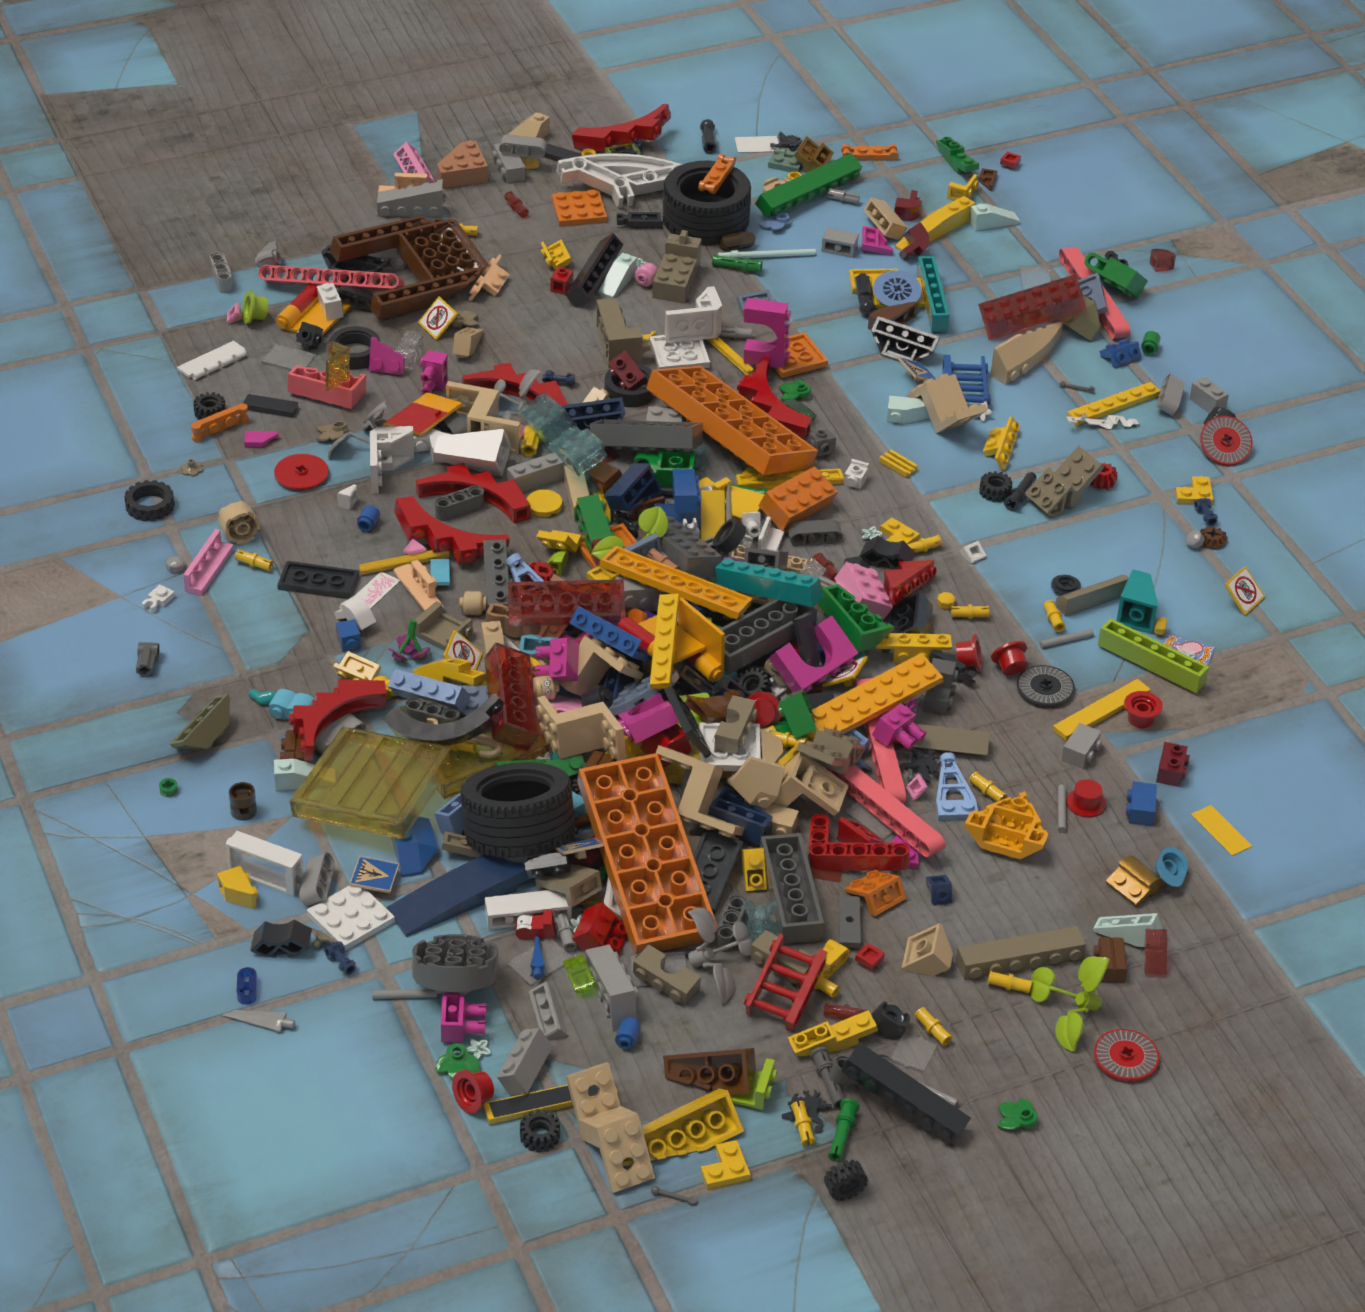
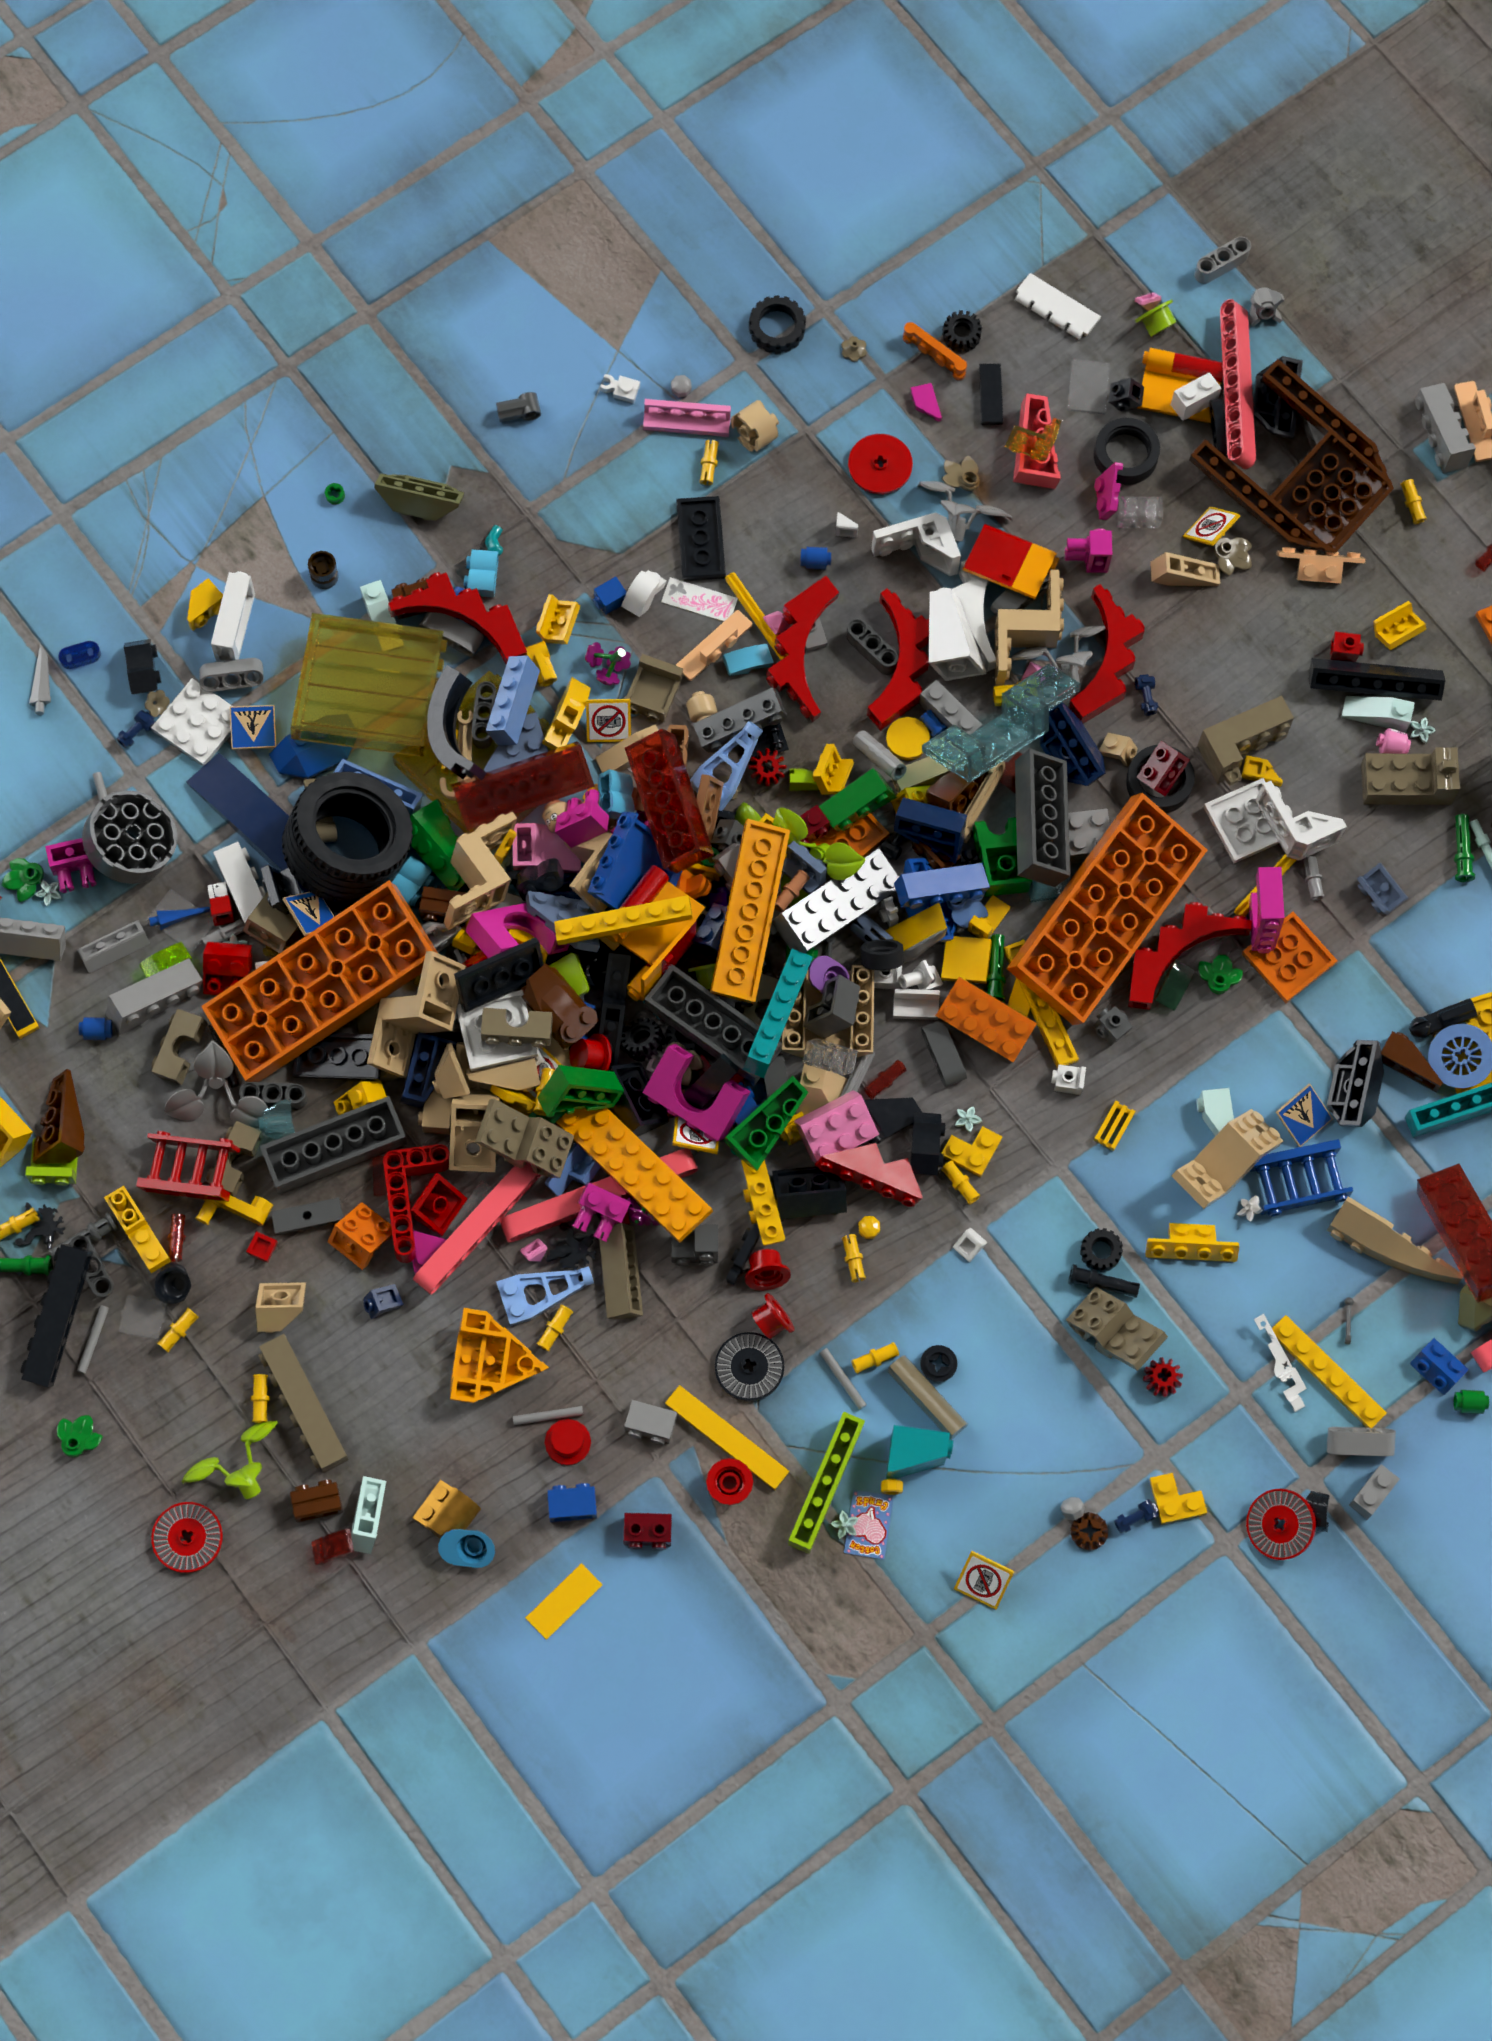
camera: 75 degrees right, 30 degrees up
(545, 483) = (933, 723): none -> blue pin
(556, 511) = (879, 755): none -> light grey axle

